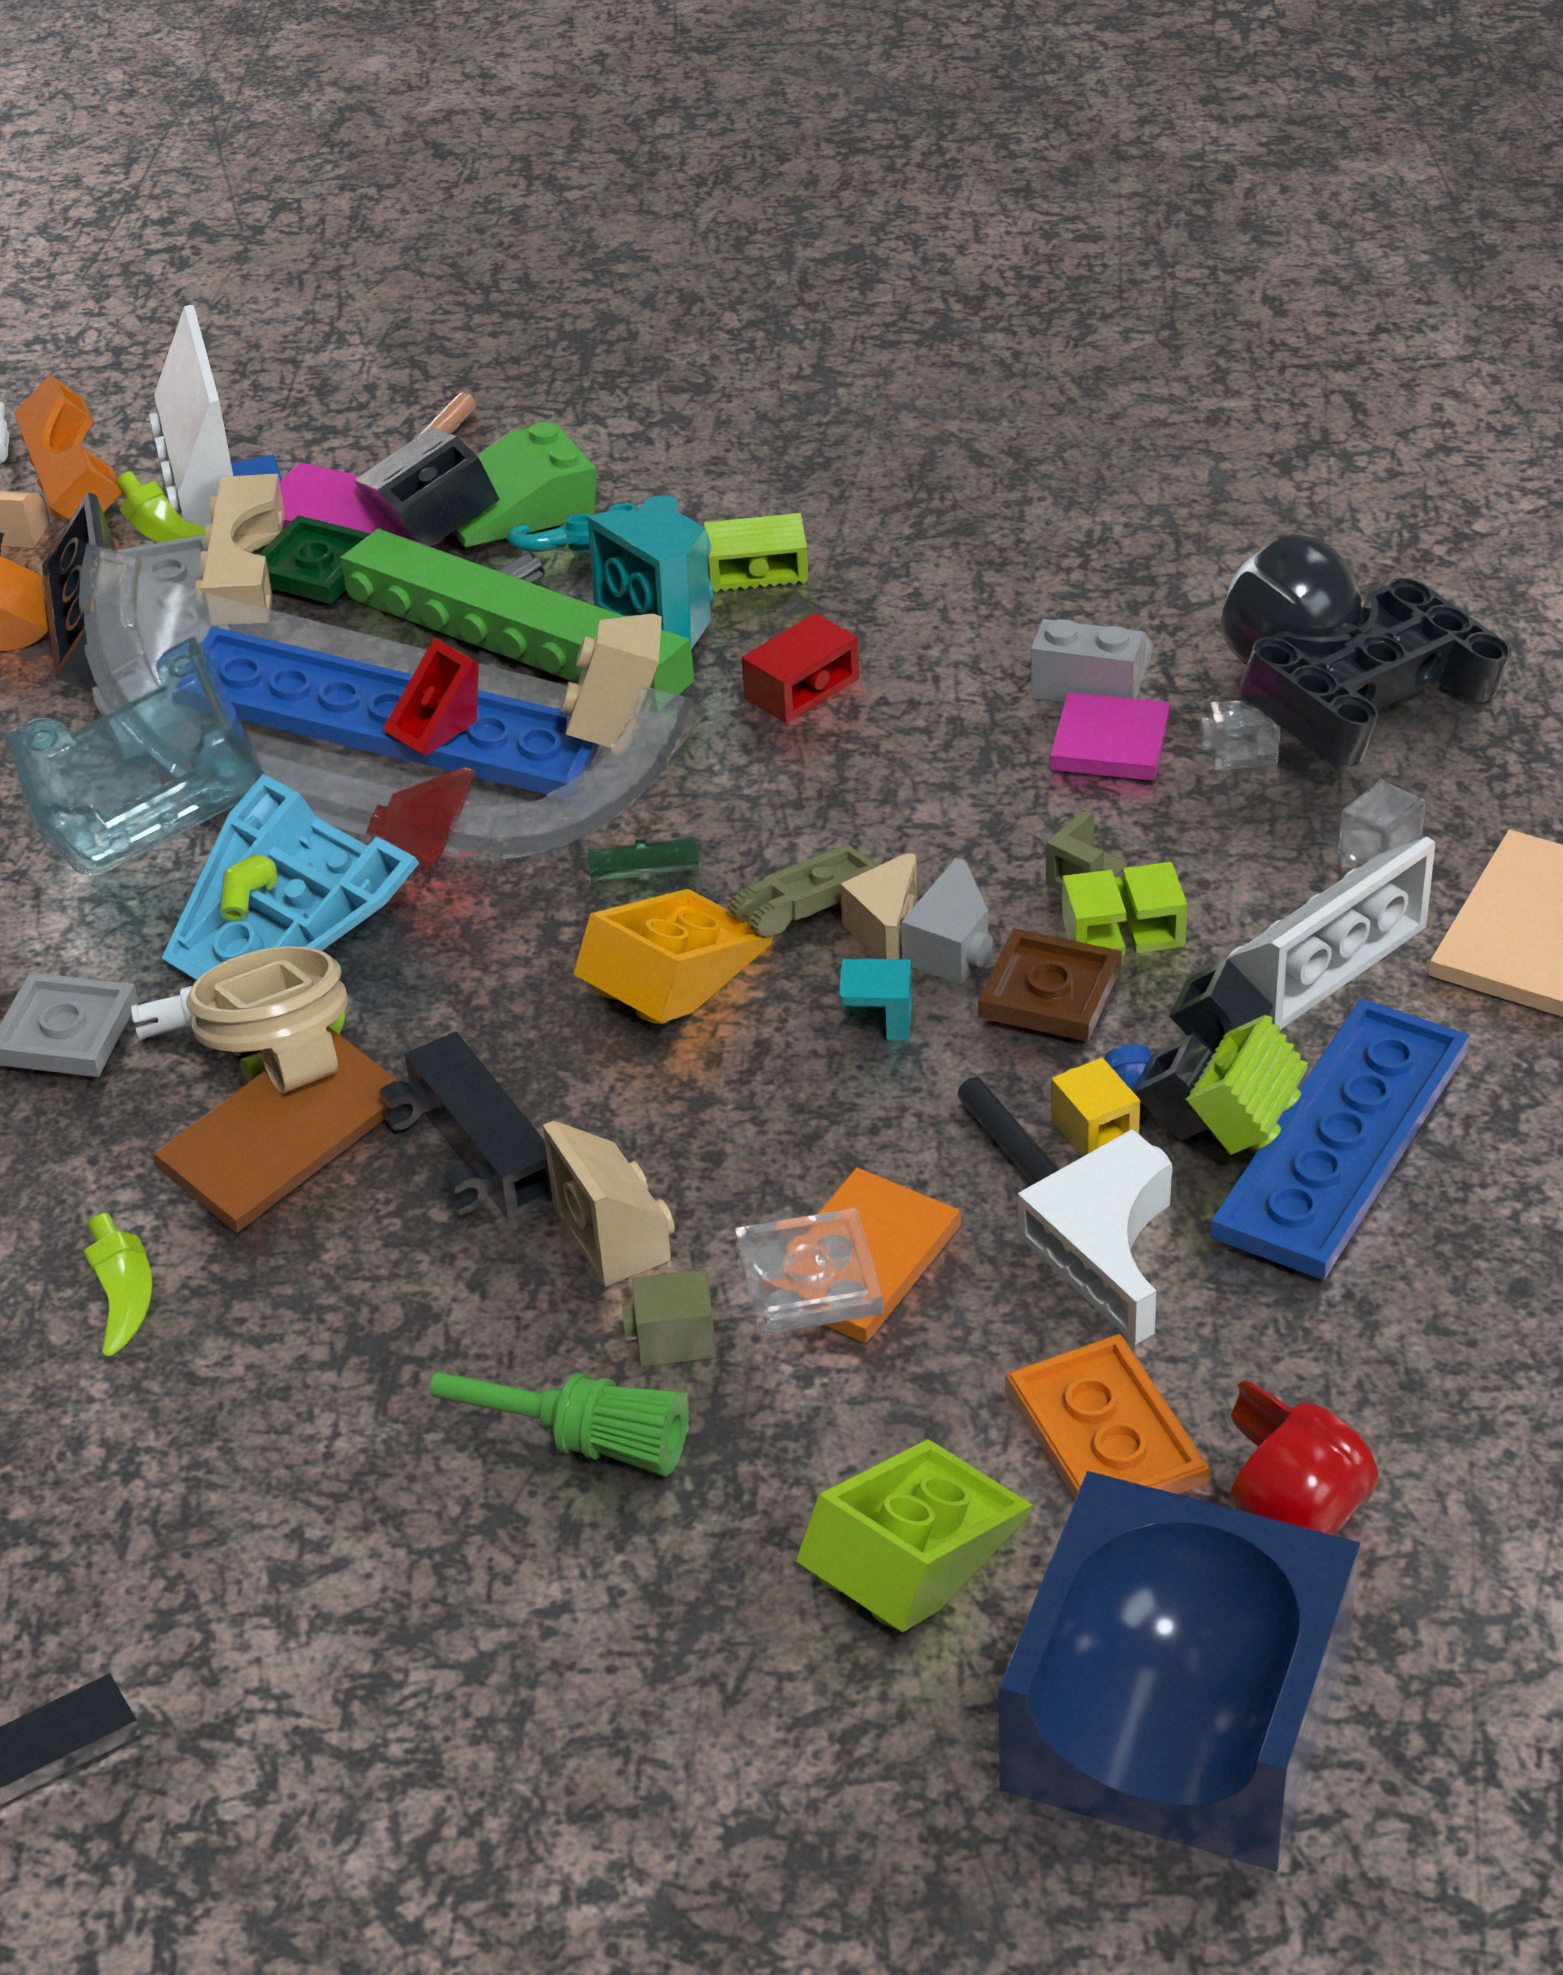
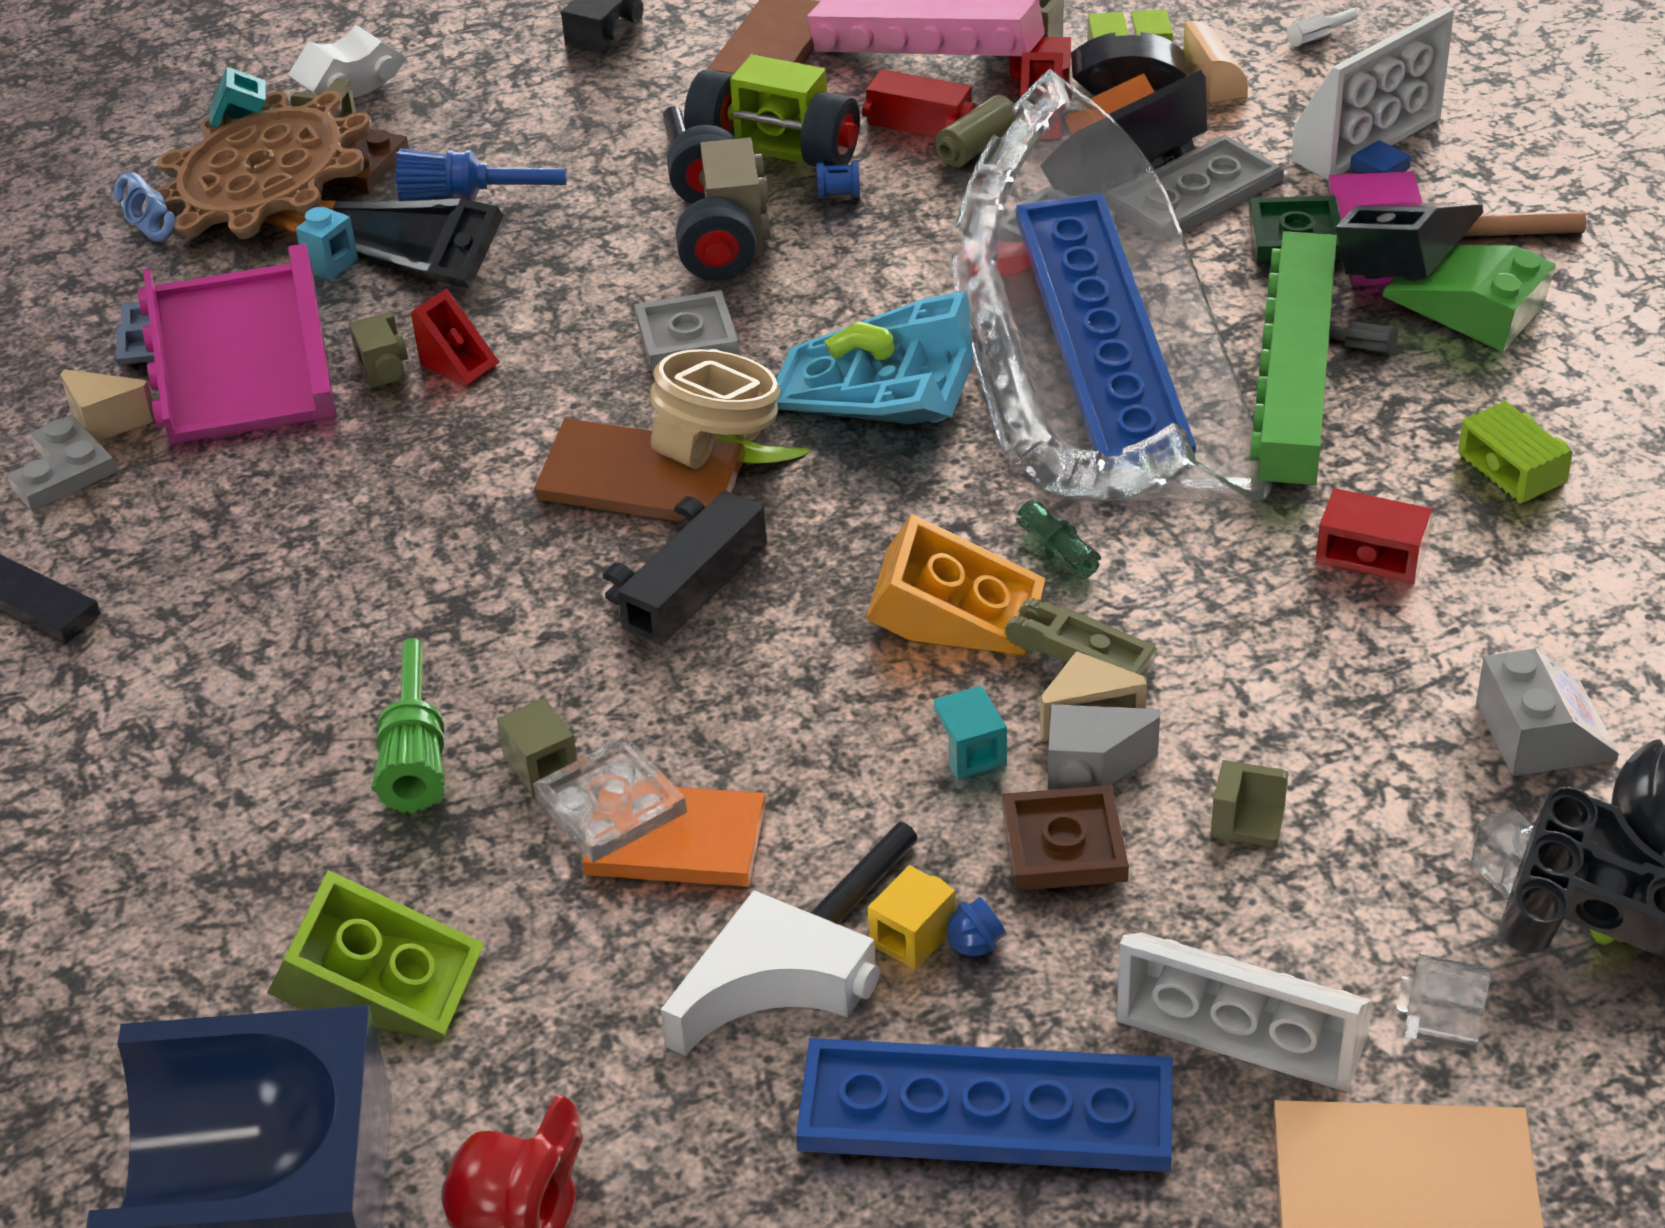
camera: 65 degrees right, 0 degrees up
(53, 429) = (1319, 50): orange arch -> none
(125, 1276) = (460, 462): lime bar -> none
(139, 769) = (922, 235): clear light blue windscreen -> none
(152, 512) = (1281, 130): lime bar -> none
(243, 519) = (1290, 168): tan arch -> none
(423, 817) = (987, 398): clear red slope -> none
(437, 700) = (1102, 337): red slope -> none
(606, 1204) = (627, 653): tan slope -> none
(613, 671) = (1214, 406): tan slope -> none
(639, 561) = (1416, 383): teal slope -> none
(1105, 1417) = (553, 1045): orange tile -> none
(1110, 736) = (1451, 769): dark pink tile -> none
(1144, 898) = (1185, 837): lime piece -> none
(1205, 1011) = (1073, 967): black arch -> none
(1248, 1085) = (968, 1000): lime brick -> none

